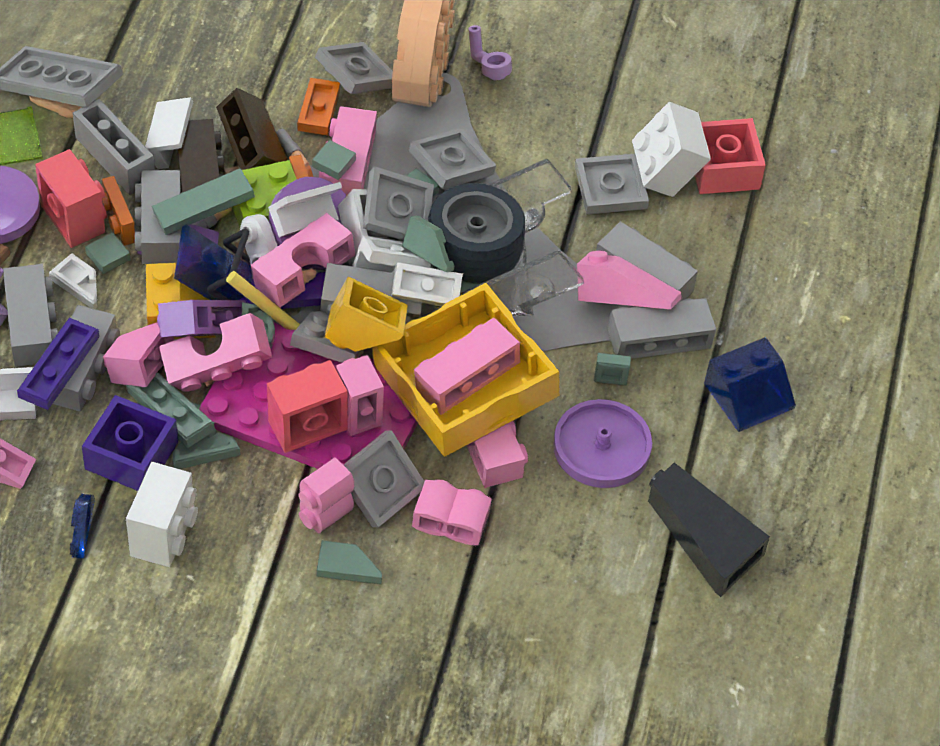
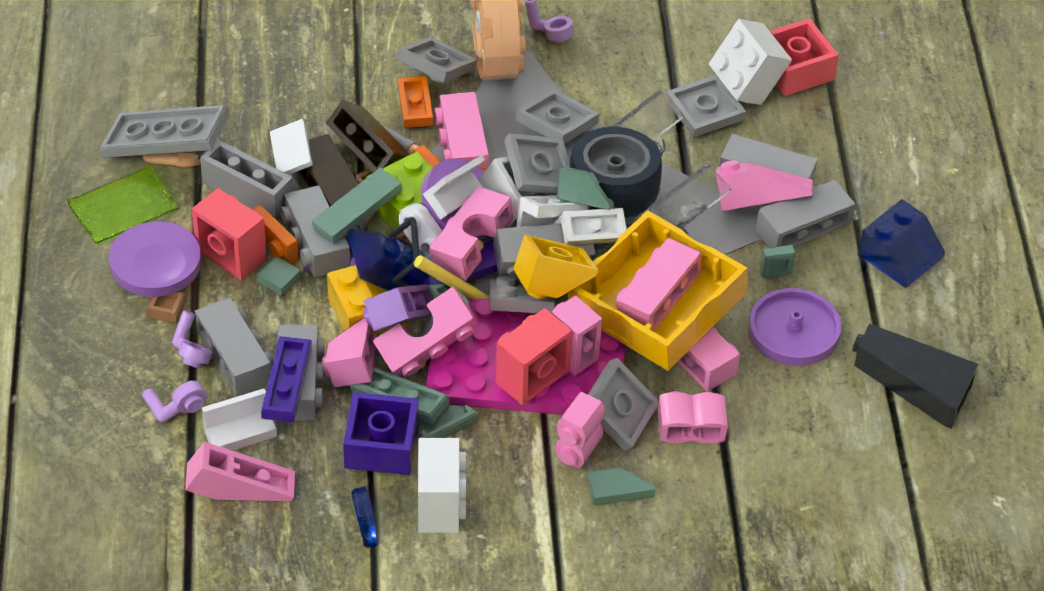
camera: 15 degrees left, 5 degrees down
(77, 279) = (261, 306): white tile -> none
(333, 159) = (457, 141): sand green tile -> none

